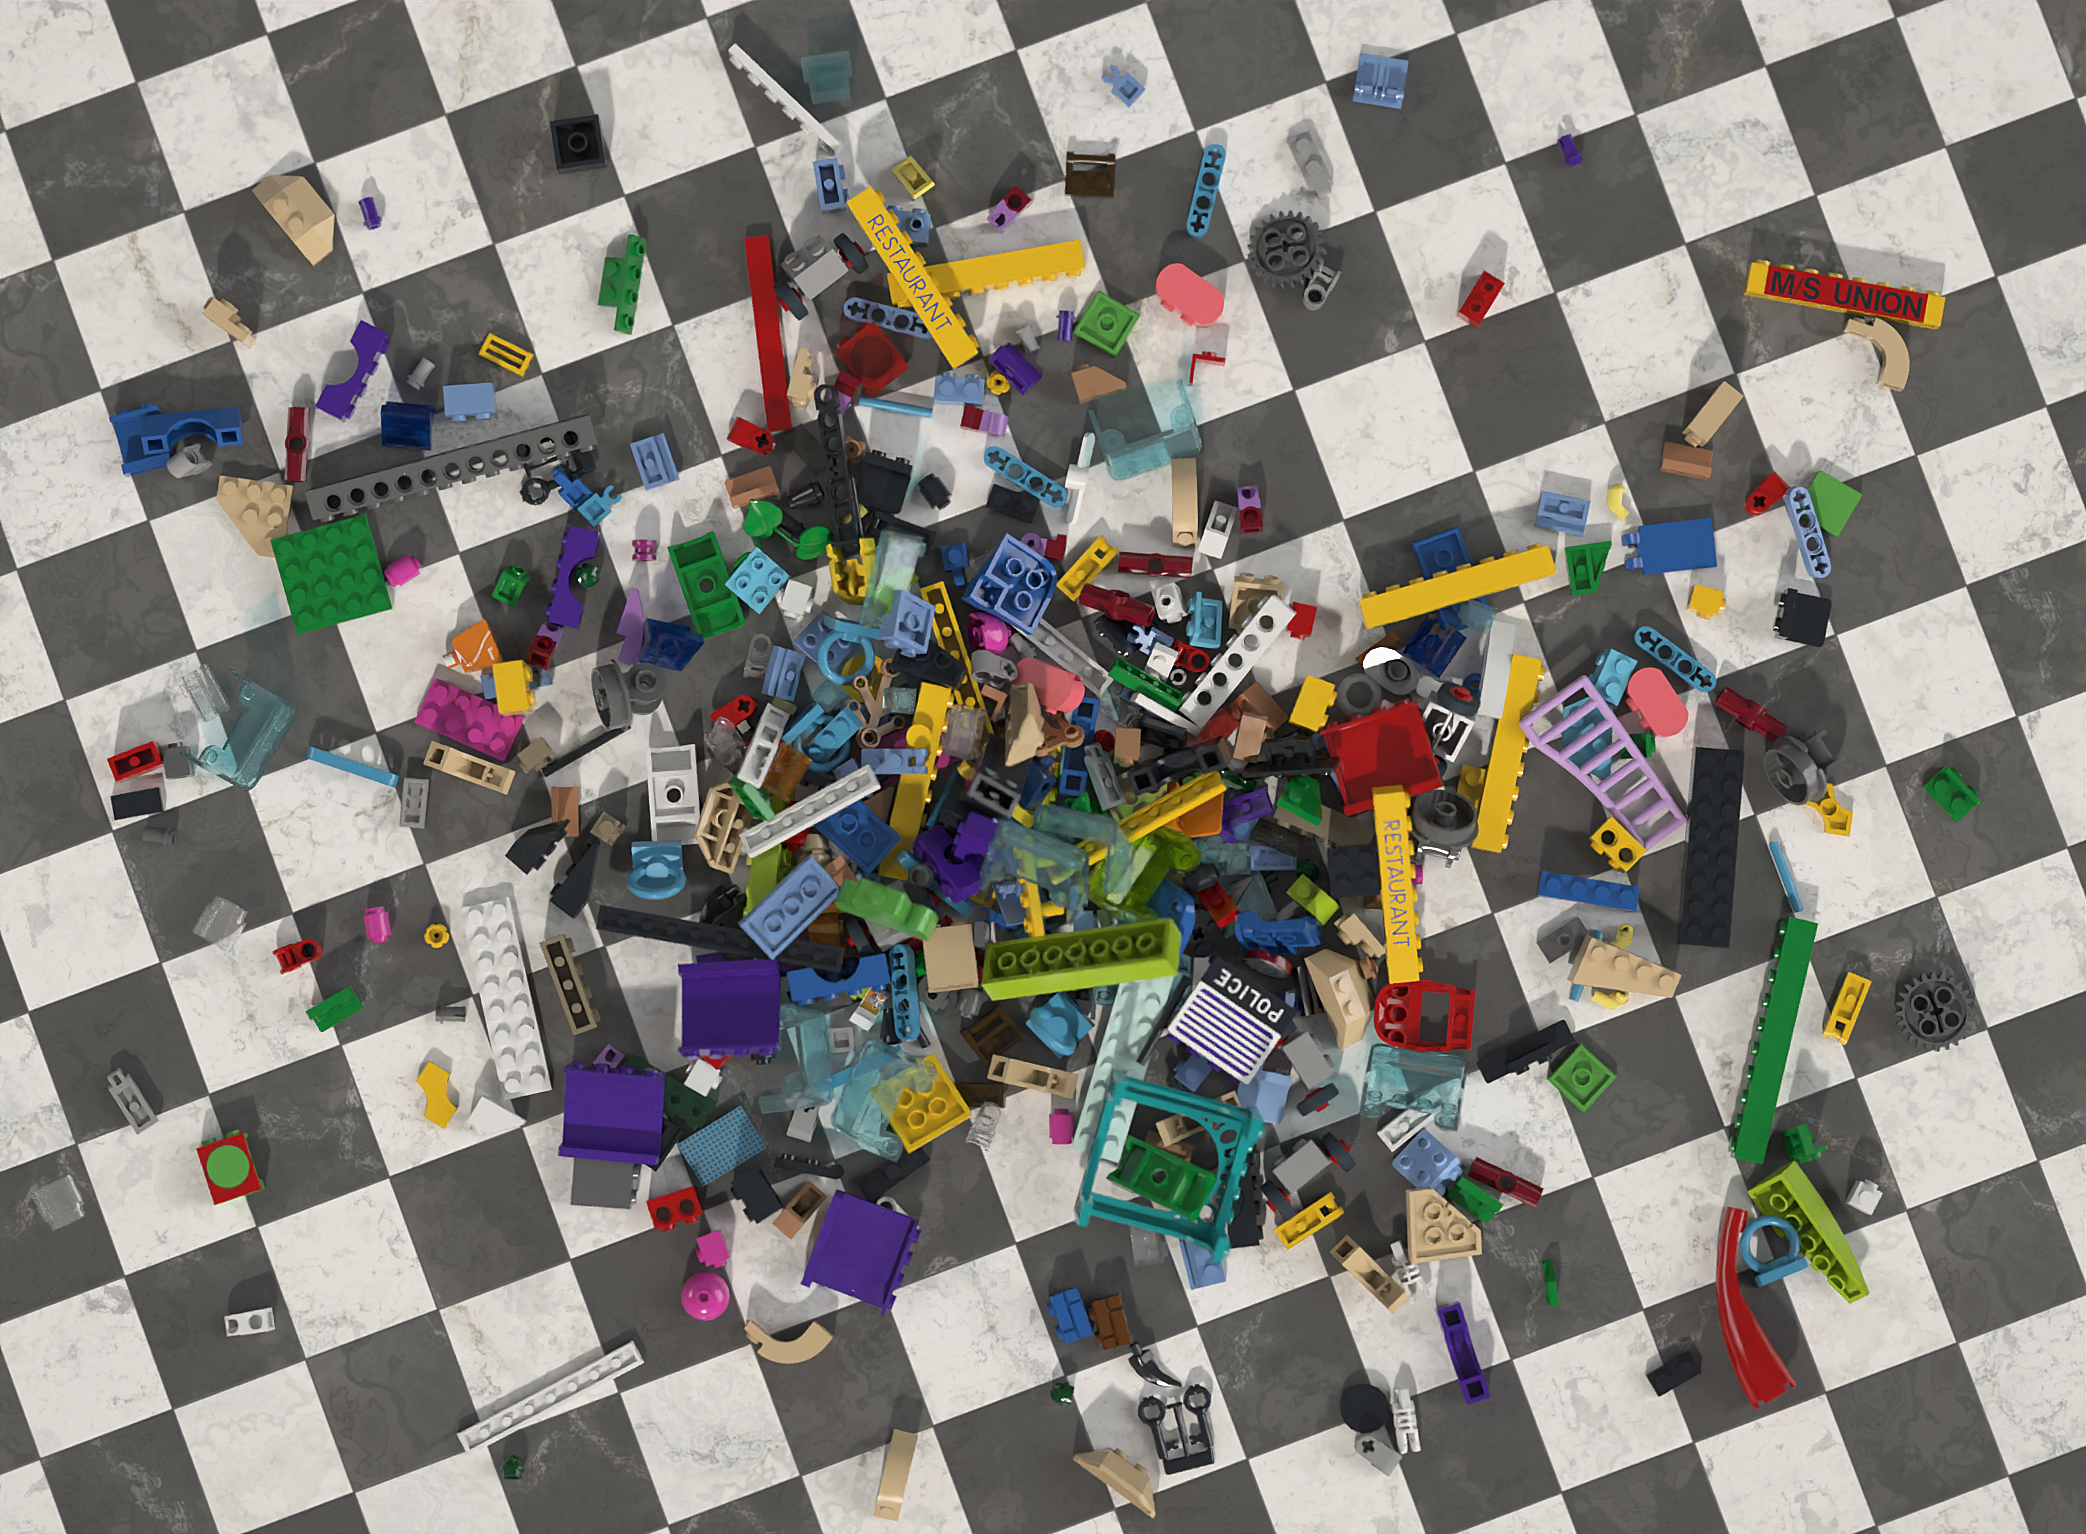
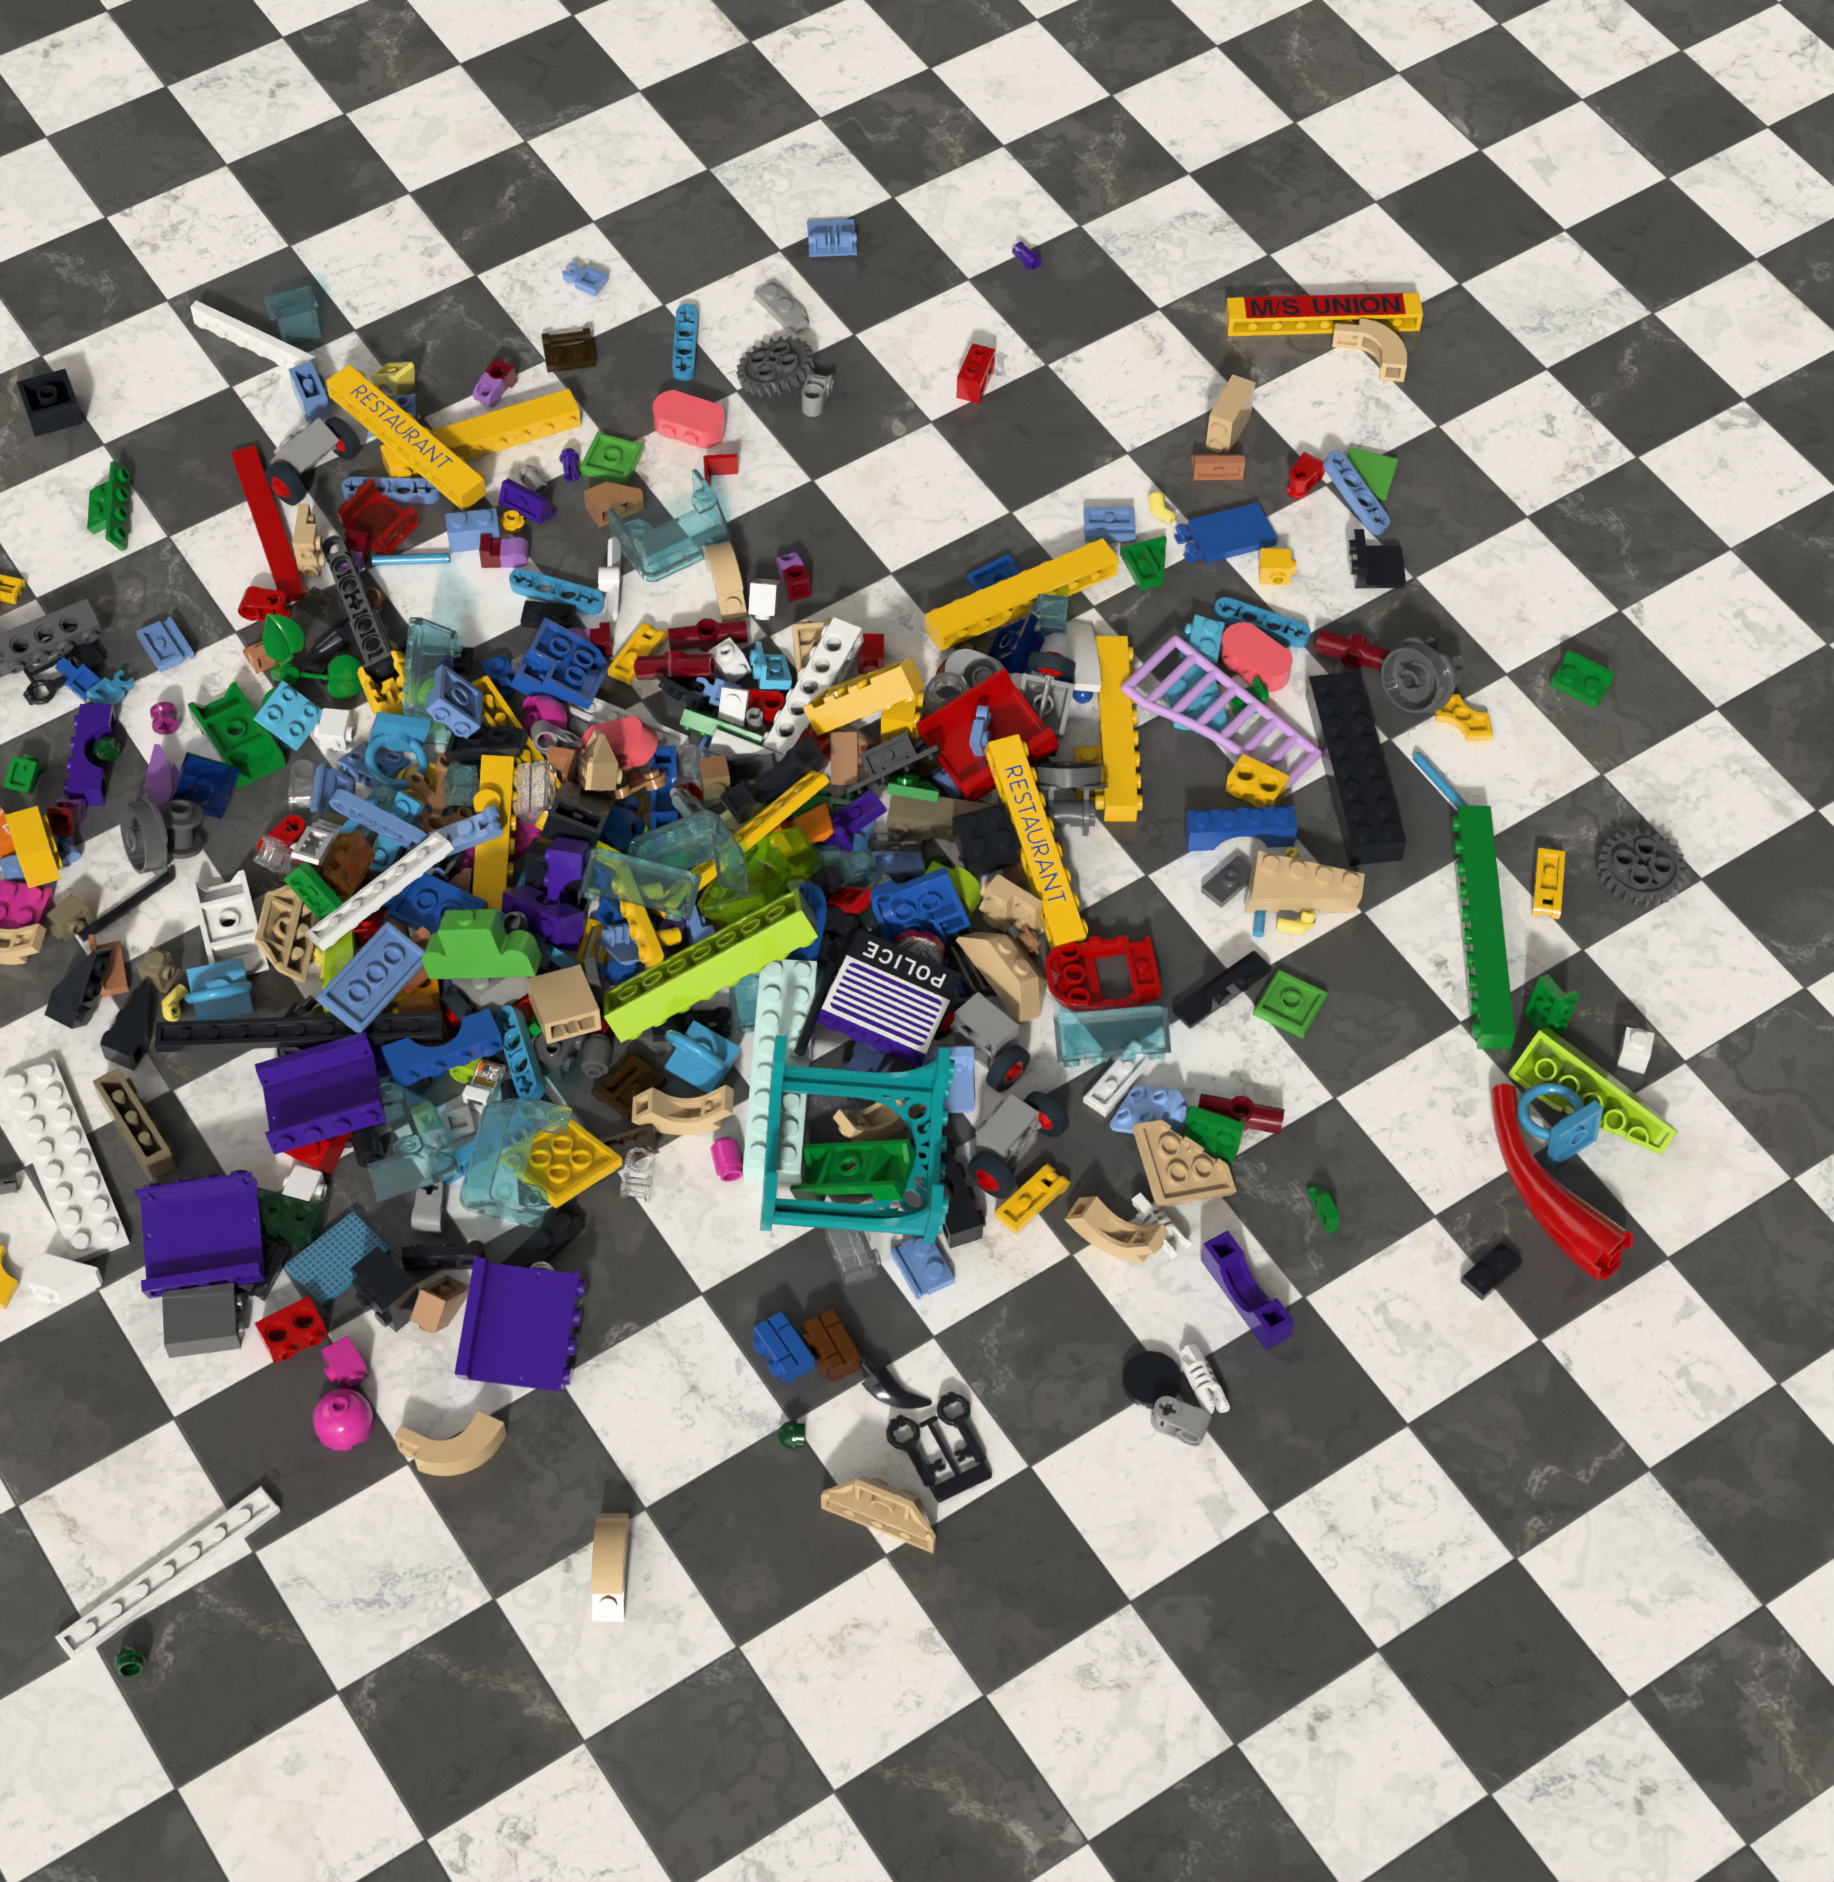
camera: 15 degrees left, 30 degrees down
(613, 862) = (170, 1004): none -> light yellow arm
(820, 738) = (377, 819): none -> medium blue beam
(884, 482) = (405, 602): black bracket -> none
(935, 492) = (464, 616): black brick -> none
(1276, 702) = (864, 696): none -> yellow wedge
(1375, 759) = (980, 735): none -> medium blue plate

